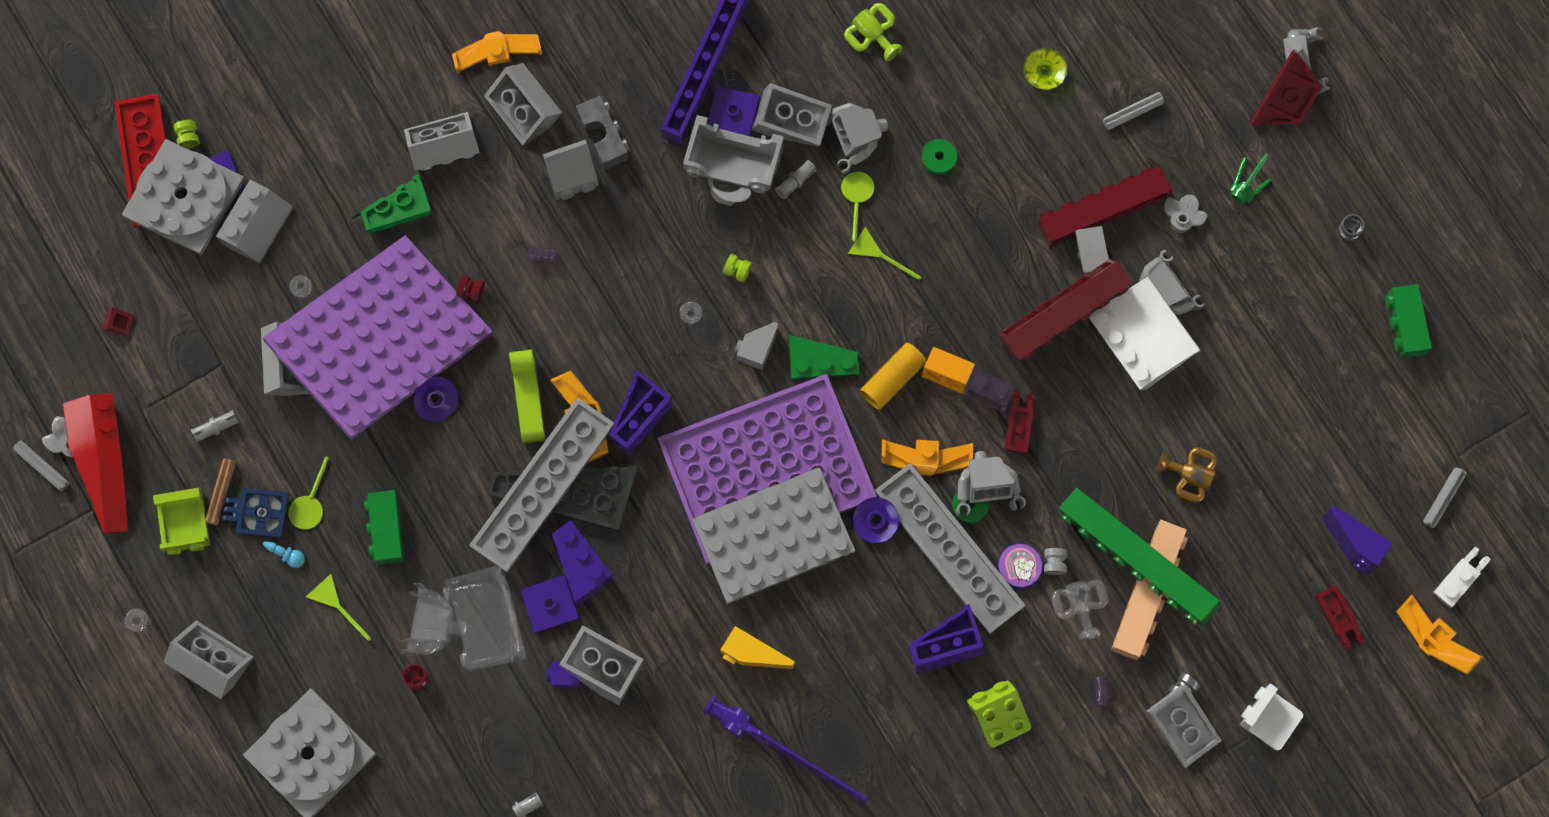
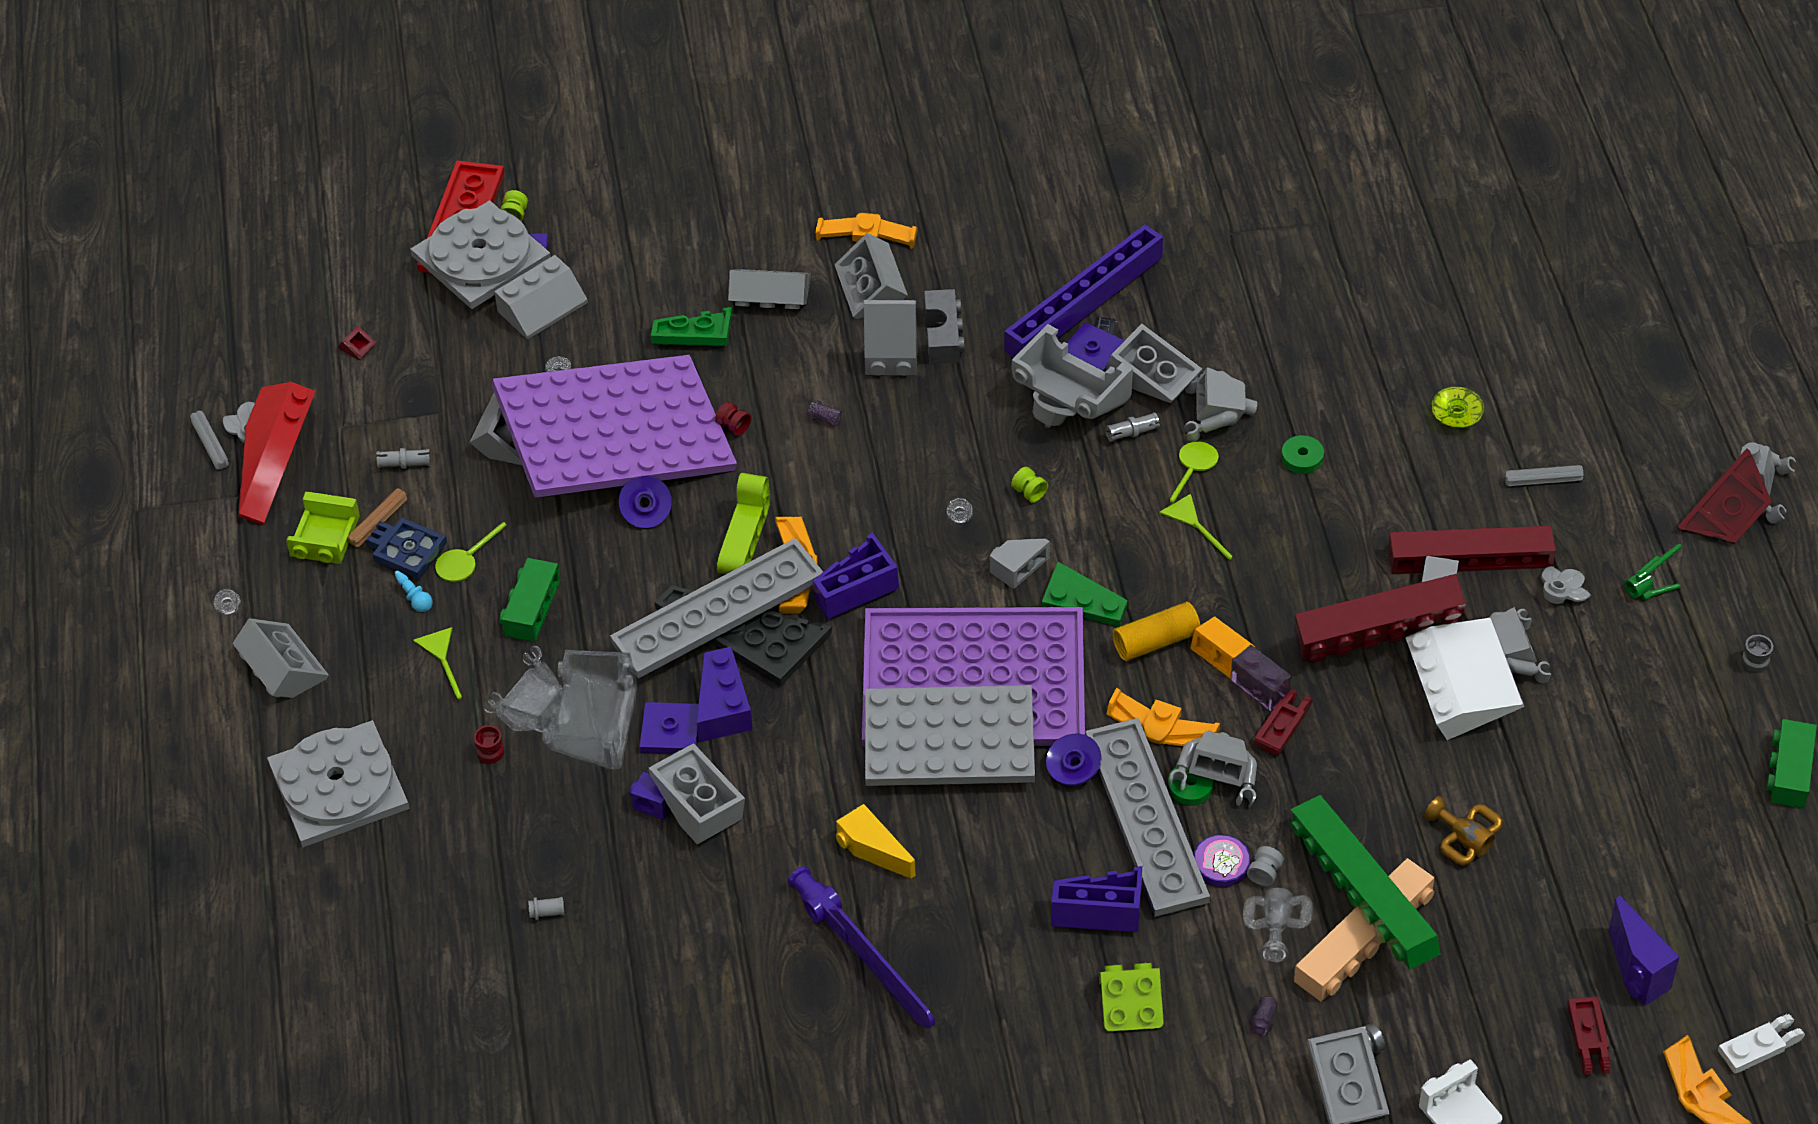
camera: 25 degrees right, 25 degrees down
(870, 28) = (1277, 318): lime piece -> none
(1444, 497) = (1770, 954): light grey axle -> none

